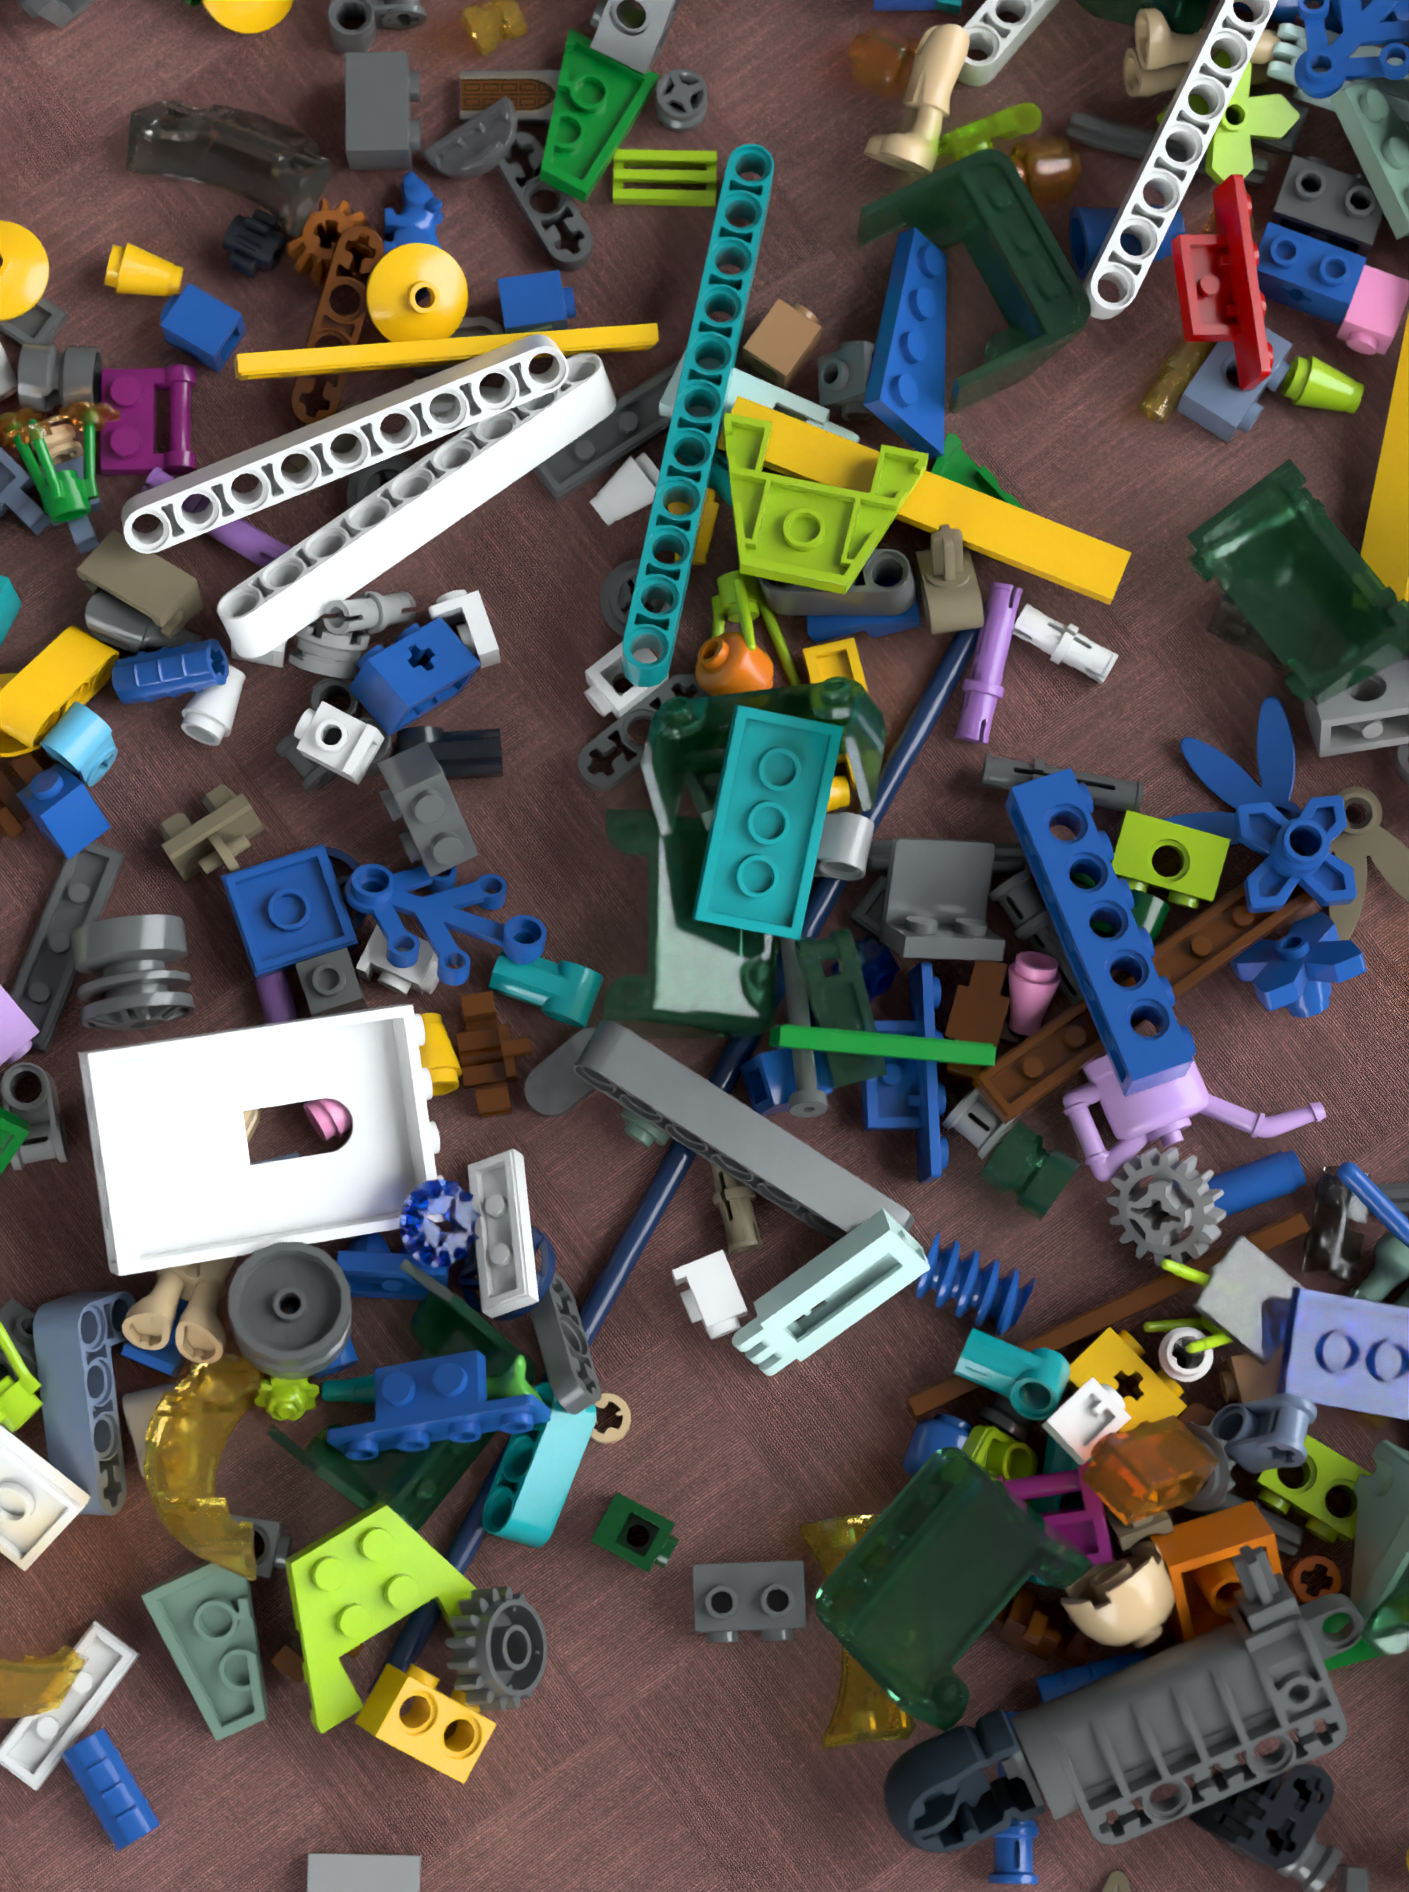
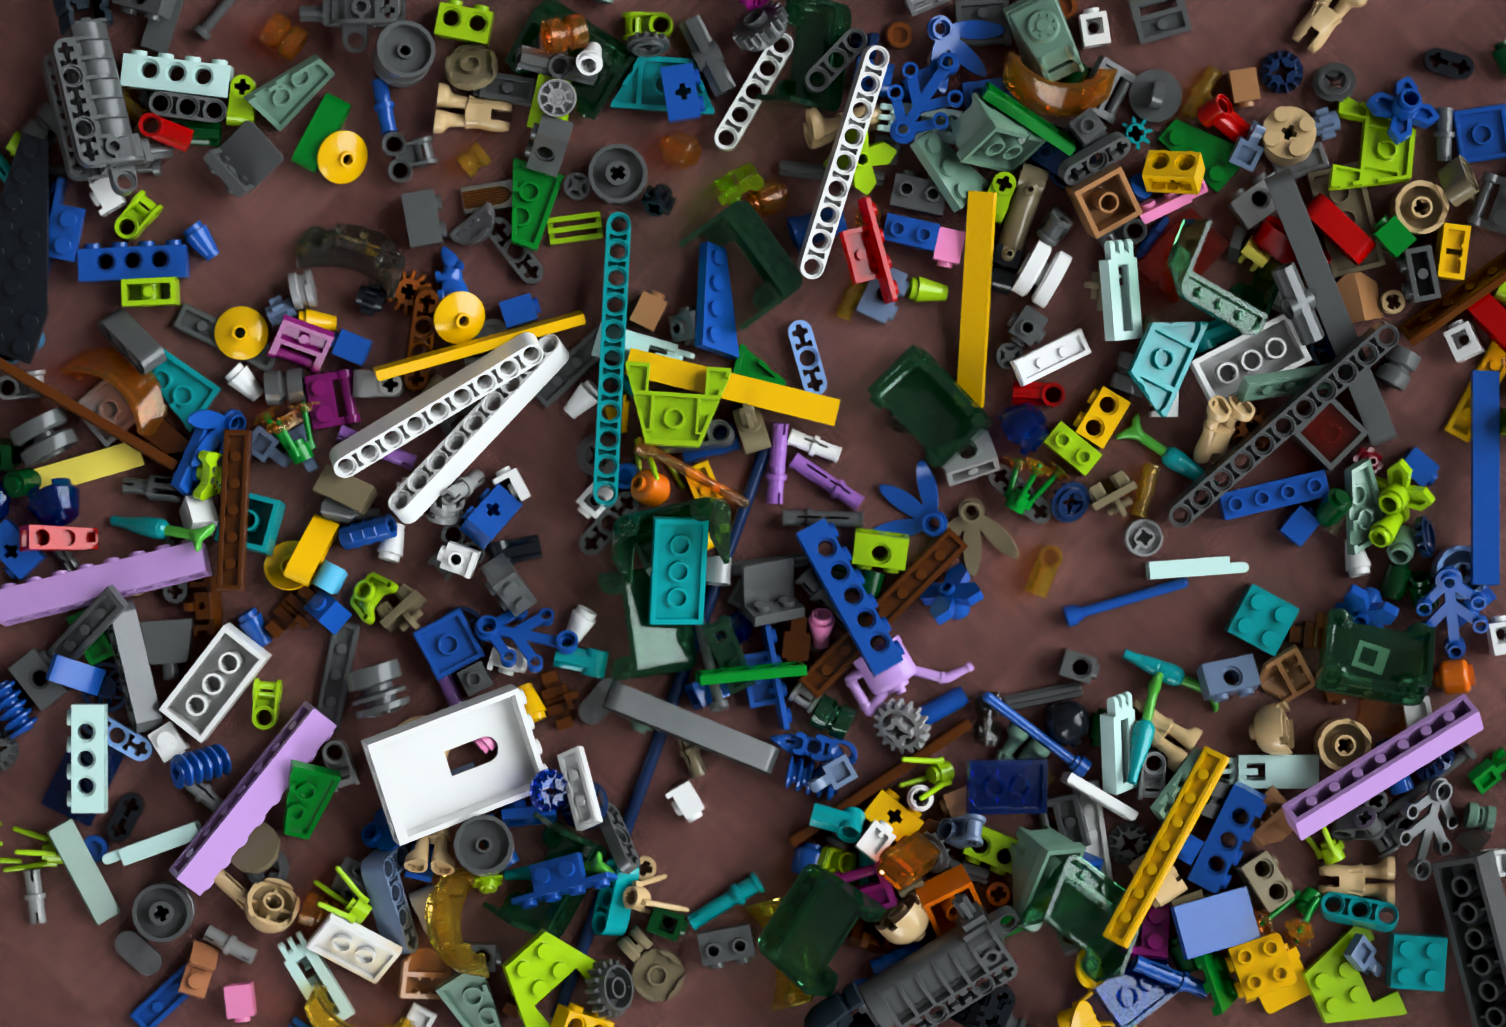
camera: 10 degrees left, 10 degrees up
(78, 241) = (278, 308): none -> sand blue gear
(85, 1265) = (378, 833): none -> blue plate
(112, 288) = (302, 337): none -> magenta plate
(120, 1560) = (421, 974): none -> medium nougat slope
(127, 206) = (302, 289): none -> light grey wheel
(152, 792) = (369, 593): none -> lime piece
(231, 405) = (367, 386): none -> light grey piece
(551, 1570) = (630, 947): none -> dark tan wheel
(559, 909) = (581, 621): none -> white cone
(585, 1467) = (638, 897): none -> tan plant
(600, 1641) = (658, 974): none -> dark tan tile
(689, 640) = (626, 474): none -> blue tile
(745, 589) = (642, 450): none -> clear orange piece
(763, 84) = (615, 158): none -> dark grey wheel
(785, 1500) = (736, 894): none -> teal pin
(832, 144) = (658, 200): none -> black gear
(850, 1277) = (744, 794): light aqua hinge -> none
(928, 94) = (705, 161): tan piece -> none
(994, 1227) = (818, 748): none -> blue animal
(1023, 1274) = (836, 773): none -> sand blue plate
(1082, 441) = (795, 340): none -> light blue beam
(1088, 723) = (826, 481): none -> medium lavender pin
(1248, 1299) = (947, 767): clear smoke piece -> none
(1275, 838) = (949, 528): blue plant -> none

